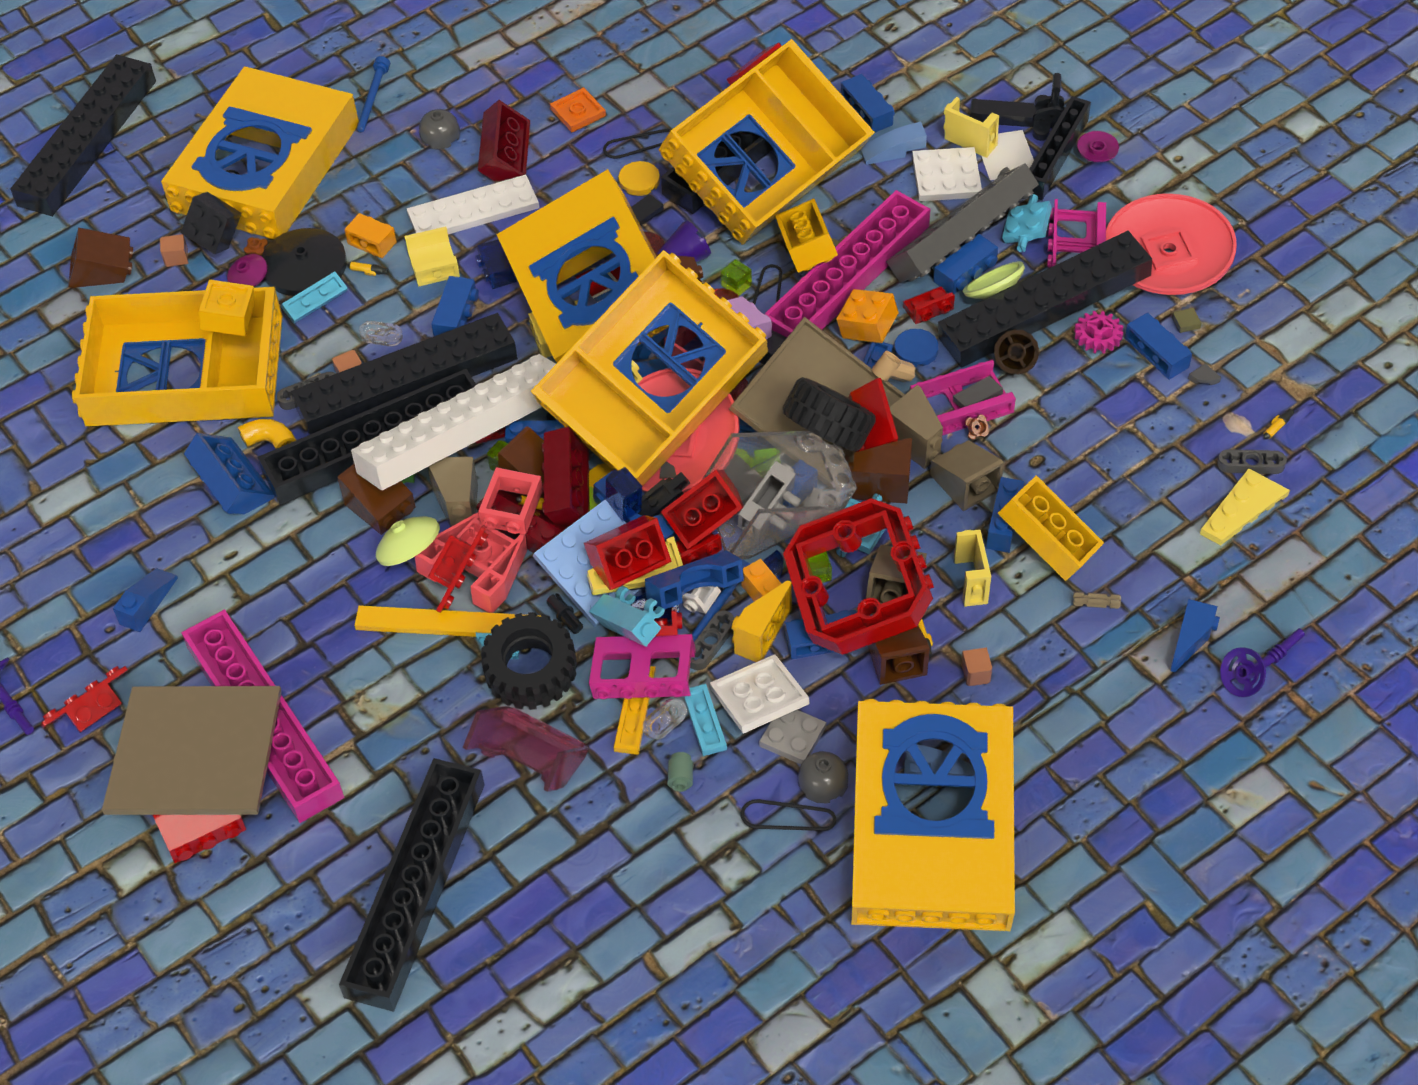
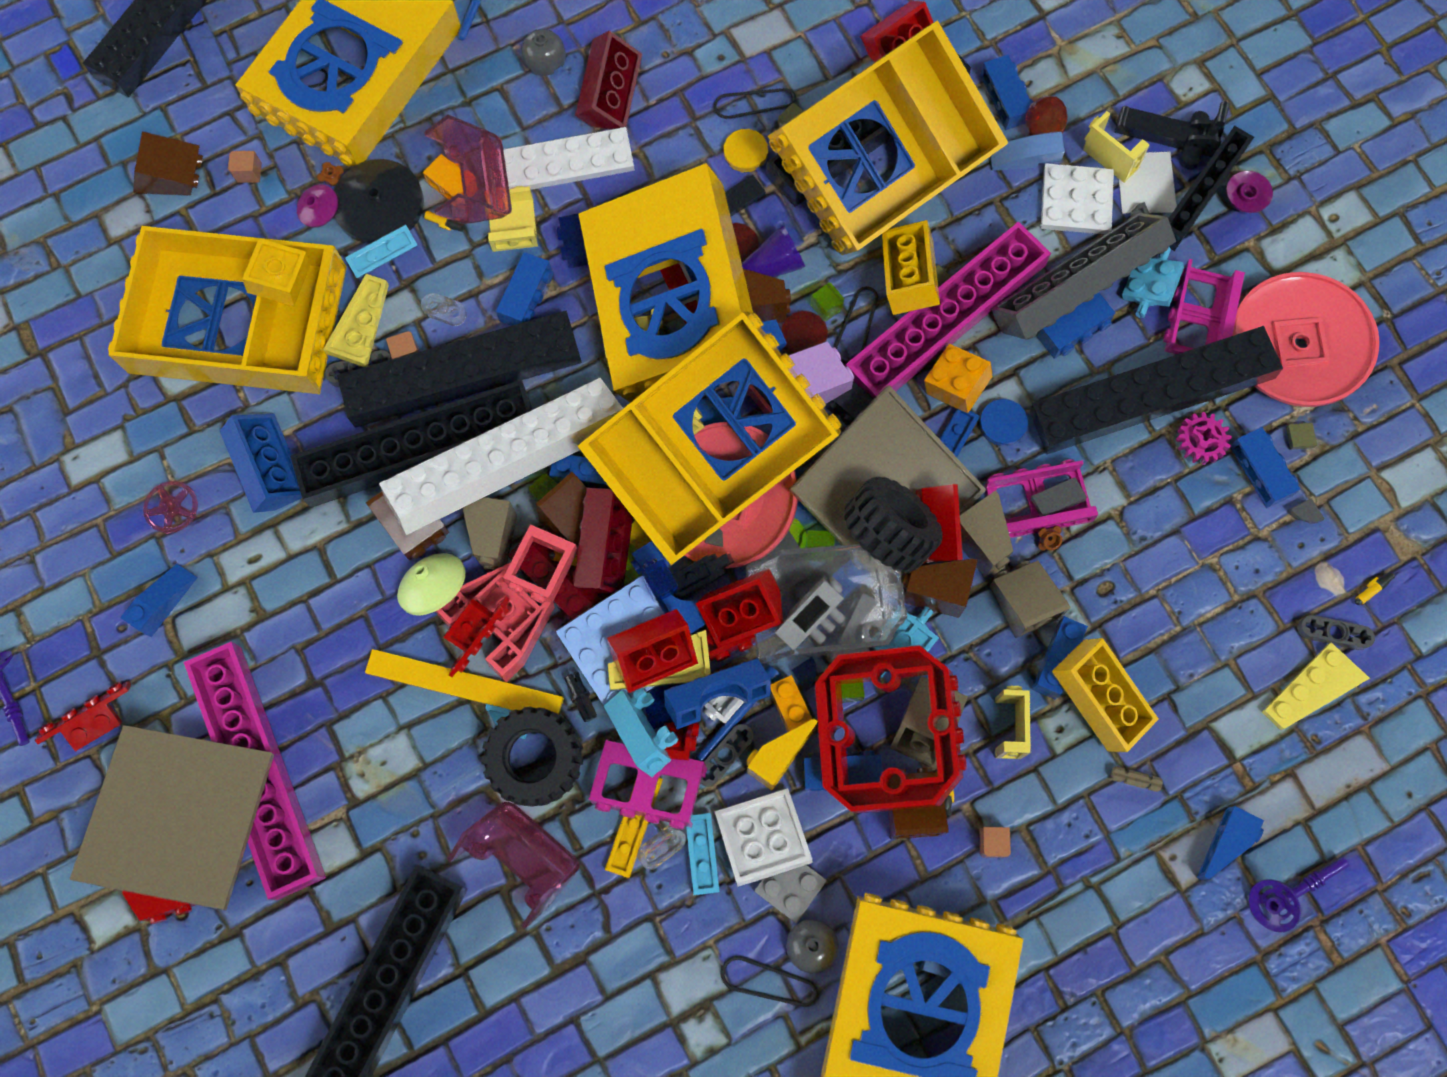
camera: 10 degrees right, 20 degrees up
(143, 524) = (170, 507): none -> clear pink wheel
(210, 222) = (283, 143): black brick -> none
(266, 430) = (311, 415): yellow cylinder -> none
(303, 354) = (358, 326): none -> light yellow wing
(399, 214) = (481, 168): none -> clear pink windscreen
(577, 109) = (694, 49): orange plate -> none
(680, 772) = (667, 914): sand green brick -> none
(892, 367) = (973, 452): tan piece -> none
(905, 111) = (1046, 116): none -> clear red tile
(929, 305) = (1026, 369): red bracket -> none
(994, 281) = (1103, 356): yellowish green dish -> none
(1016, 351) = (1110, 454): dark brown cylinder -> none

